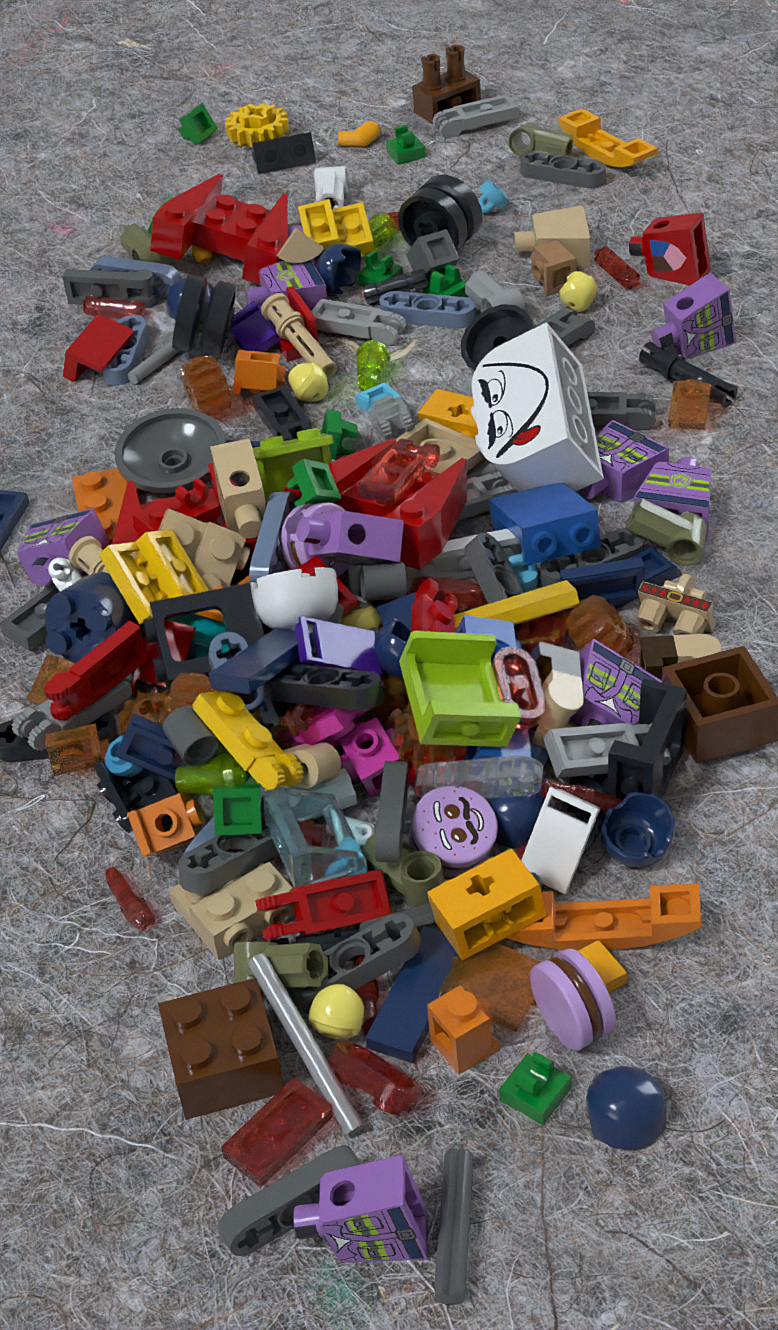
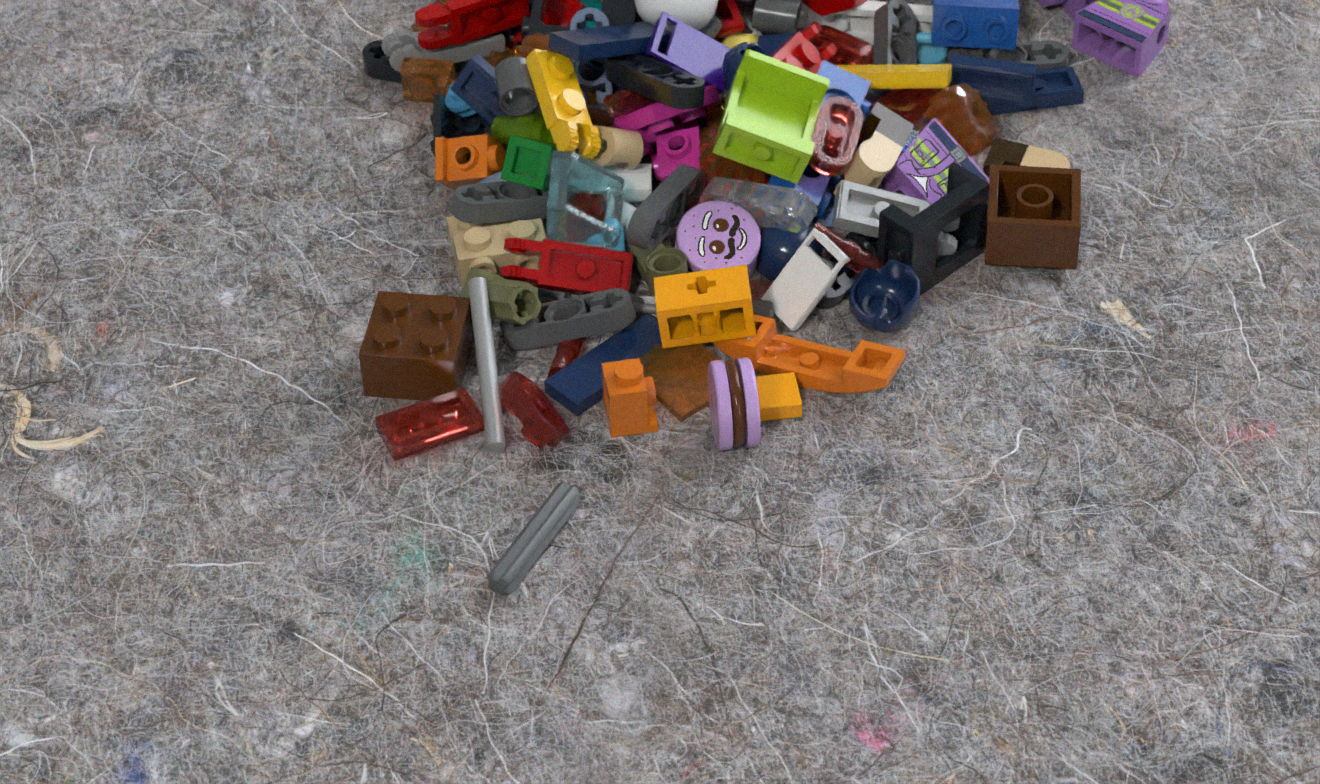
camera: 20 degrees right, 0 degrees up
(132, 907) = (410, 223): clear red piece -> none
(271, 1210) = (375, 467): dark grey beam -> none
(337, 1012) = (529, 351): light yellow piece -> none
(368, 1213) = (465, 500): medium lavender torso -> none
(535, 1087) = (667, 465): green tile -> none
(626, 1107) = (733, 503): dark blue hair -> none
(678, 603) = (1060, 121): tan hips -> none
(680, 534) = (1103, 64): olive piece -> none

